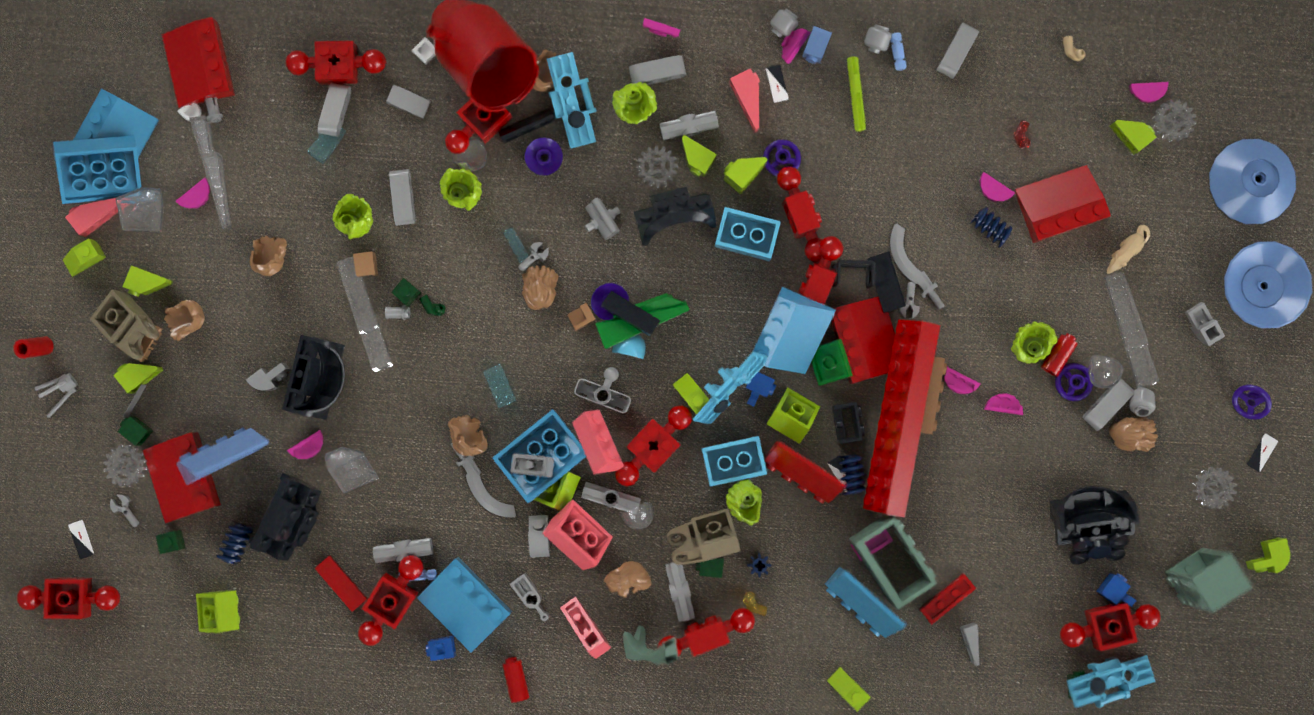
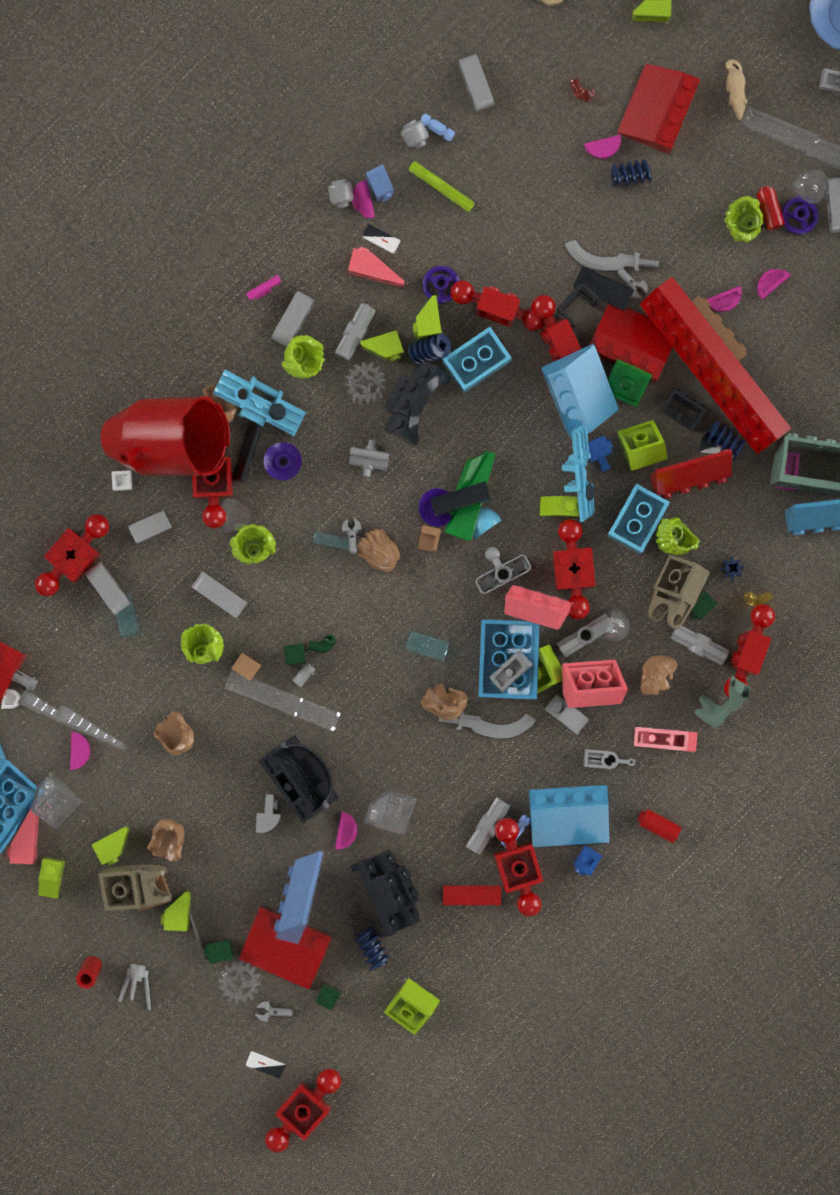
camera: 50 degrees left, 0 degrees up
(724, 191) = (429, 349): none -> dark blue piece

